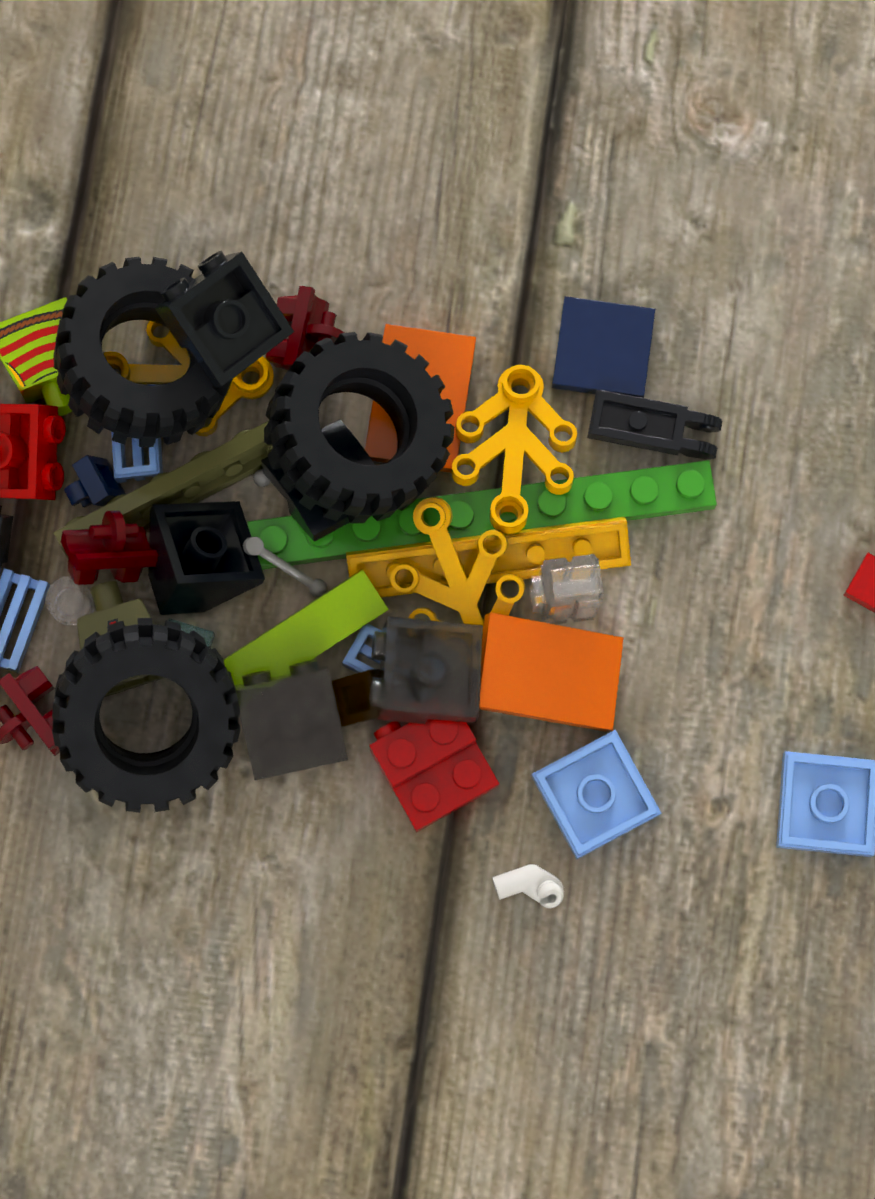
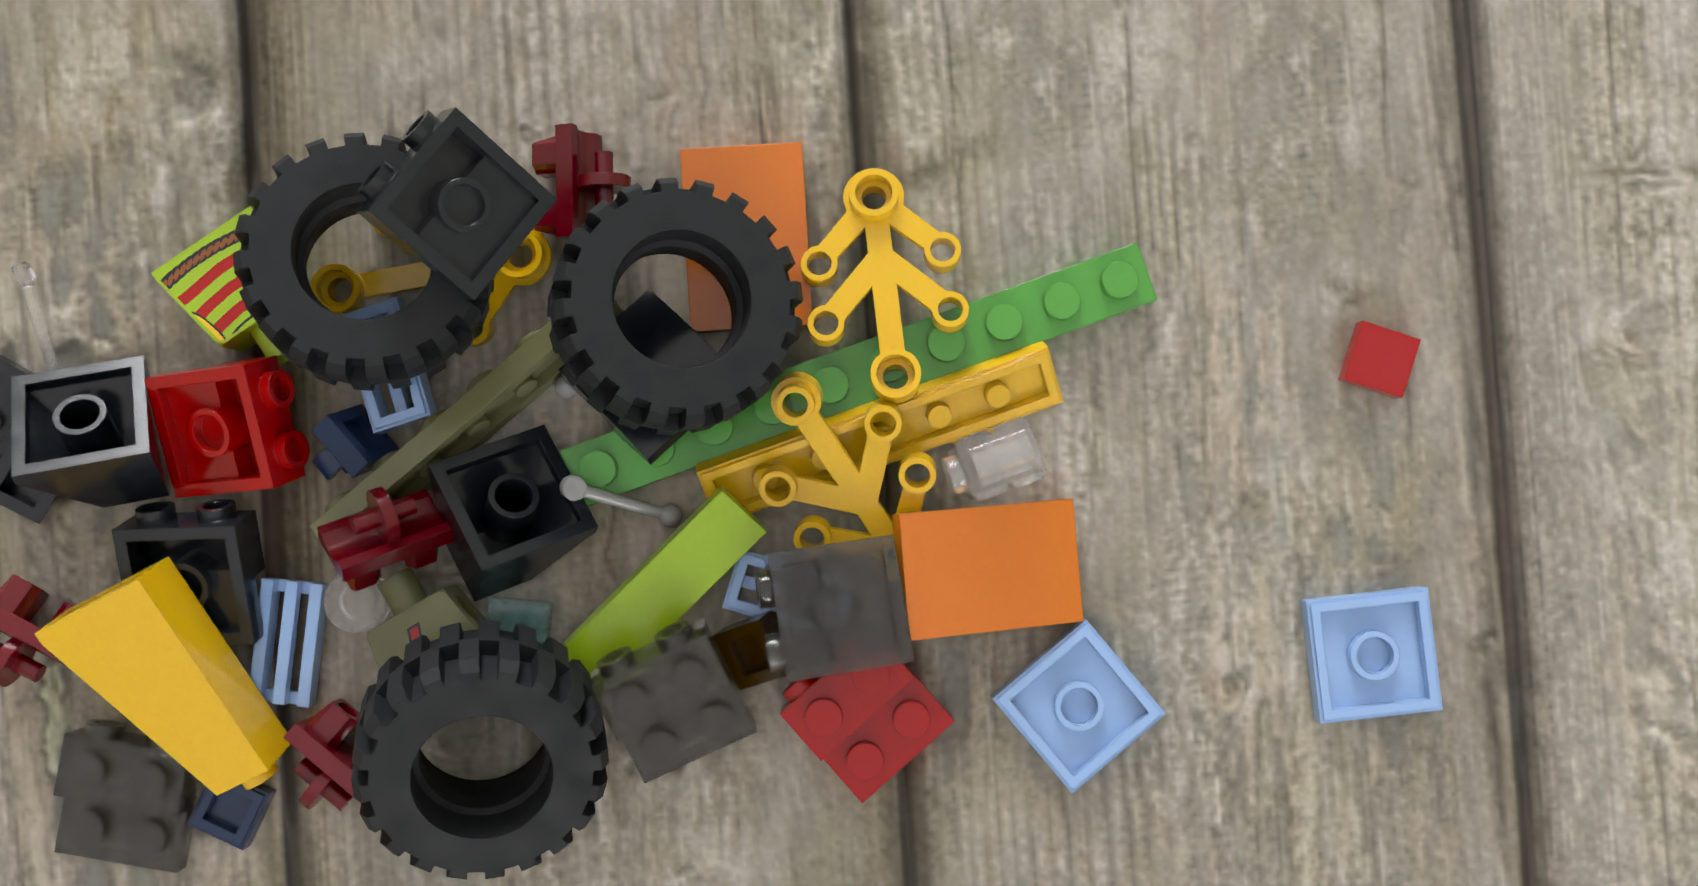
camera: 15 degrees left, 10 degrees up
(533, 882) = (1021, 833): white arm -> none
(603, 347) = (969, 120): dark blue tile -> none
(650, 425) = (1049, 211): black hinge -> none

